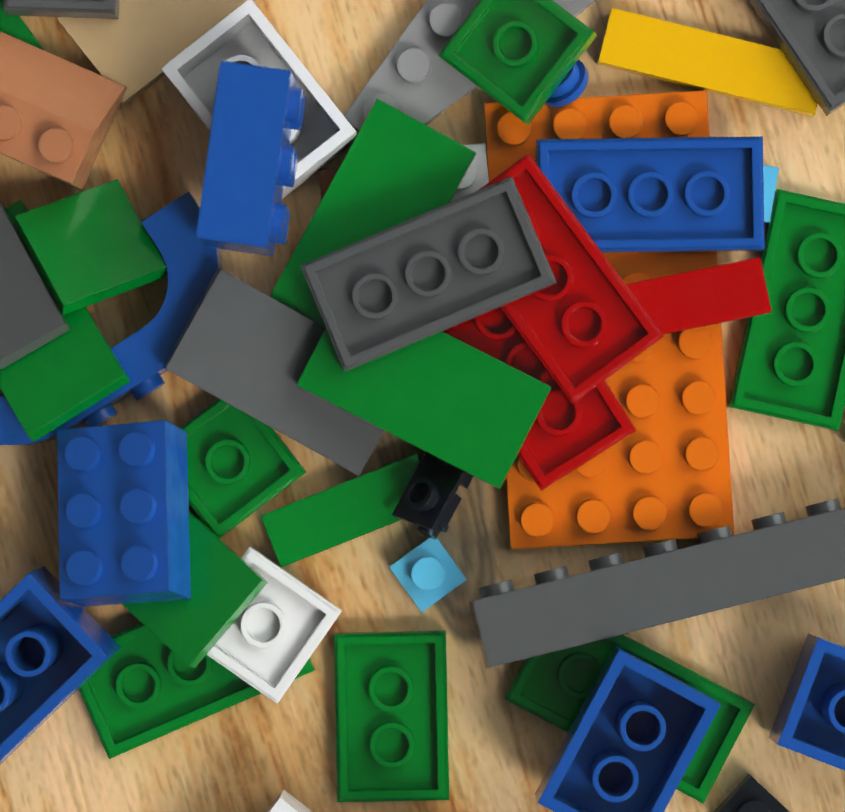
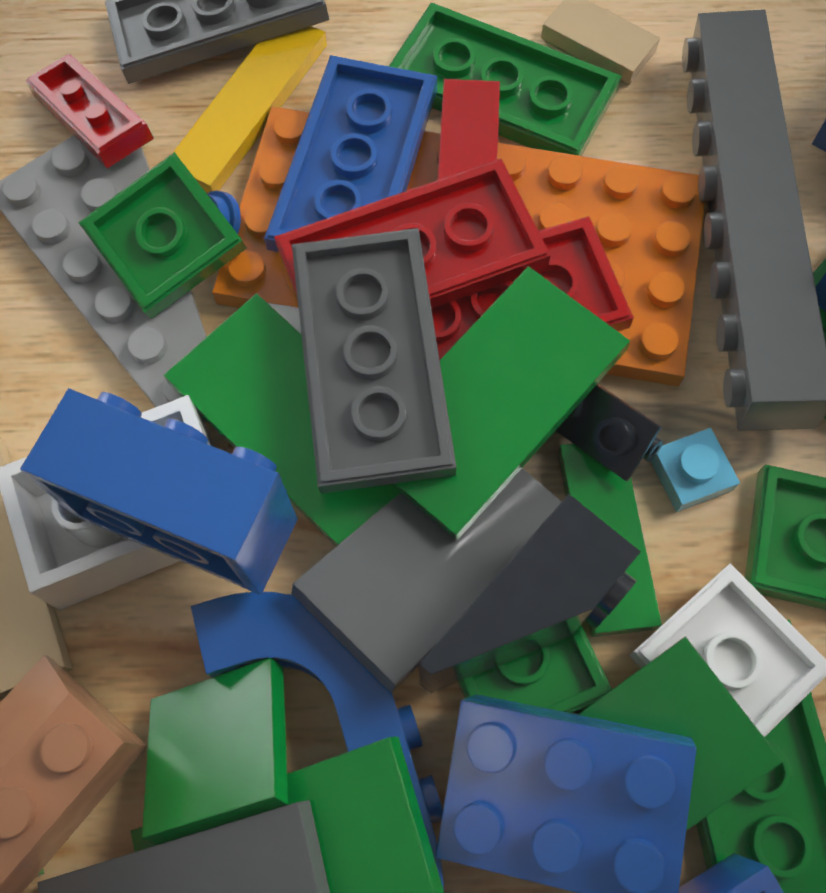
camera: 75 degrees left, 20 degrees down
(259, 462) = (542, 595): none -> black slope

